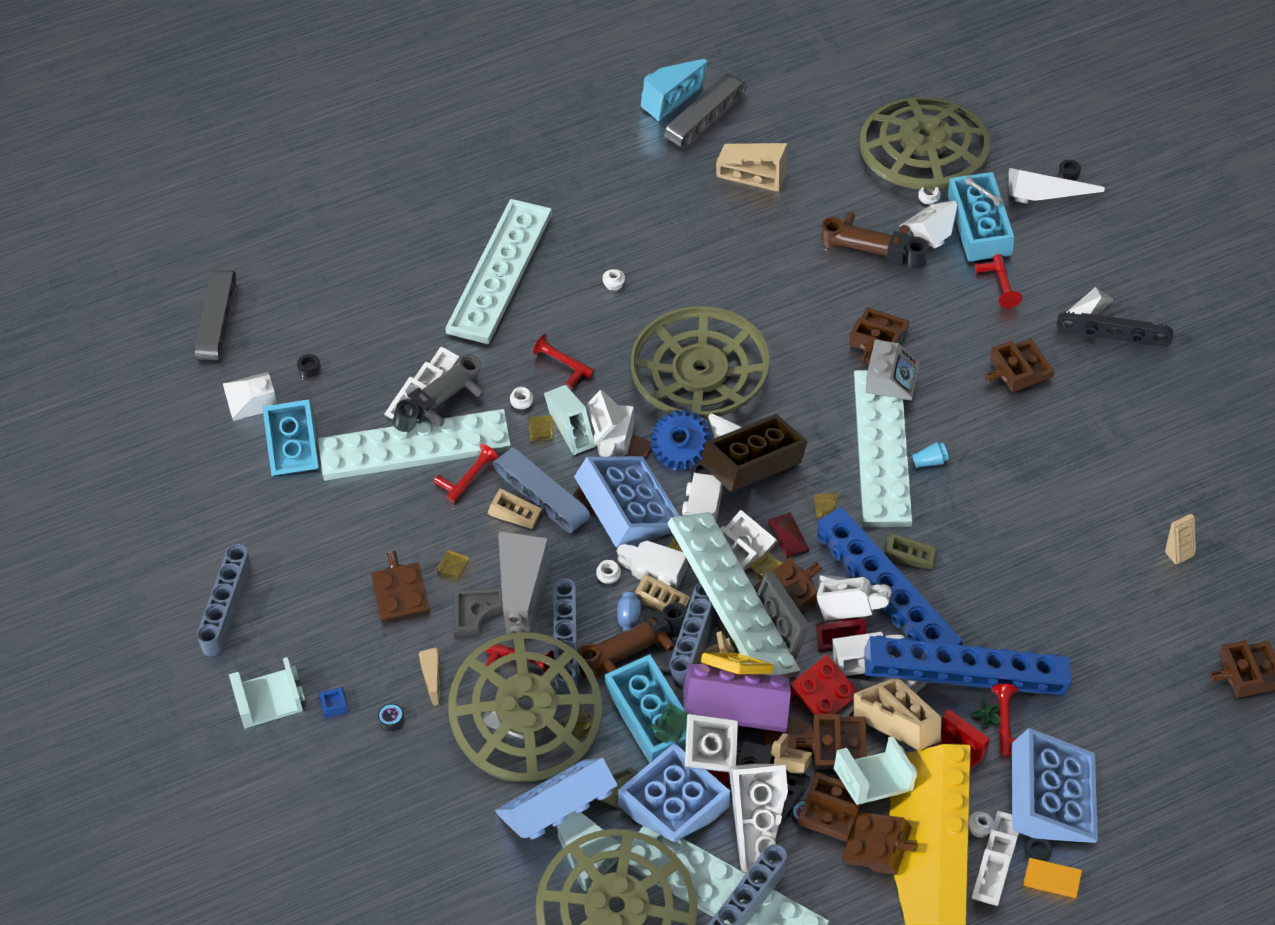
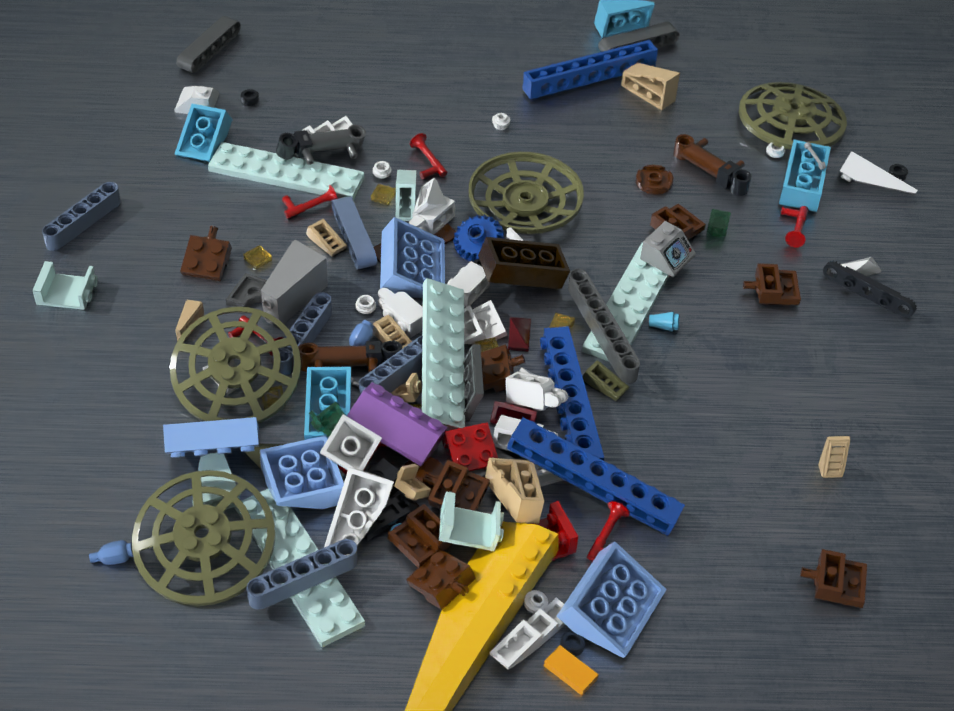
camera: 20 degrees right, 5 degrees down
(333, 702) = (108, 312): blue tile -> none
(391, 716) = (141, 337): black tile -> none
(498, 271) = (421, 87): light aqua plate -> none
(675, 173) = (587, 69): none -> blue brick
(737, 663) = (409, 397): yellow tile -> none
(822, 285) = (654, 179): none -> reddish brown tile
(877, 490) = (603, 326): none -> dark grey beam
(921, 313) = (718, 223): none -> clear green bracket
(933, 223) = (765, 168): white slope -> none
(987, 714) = (596, 522): dark green plant -> none

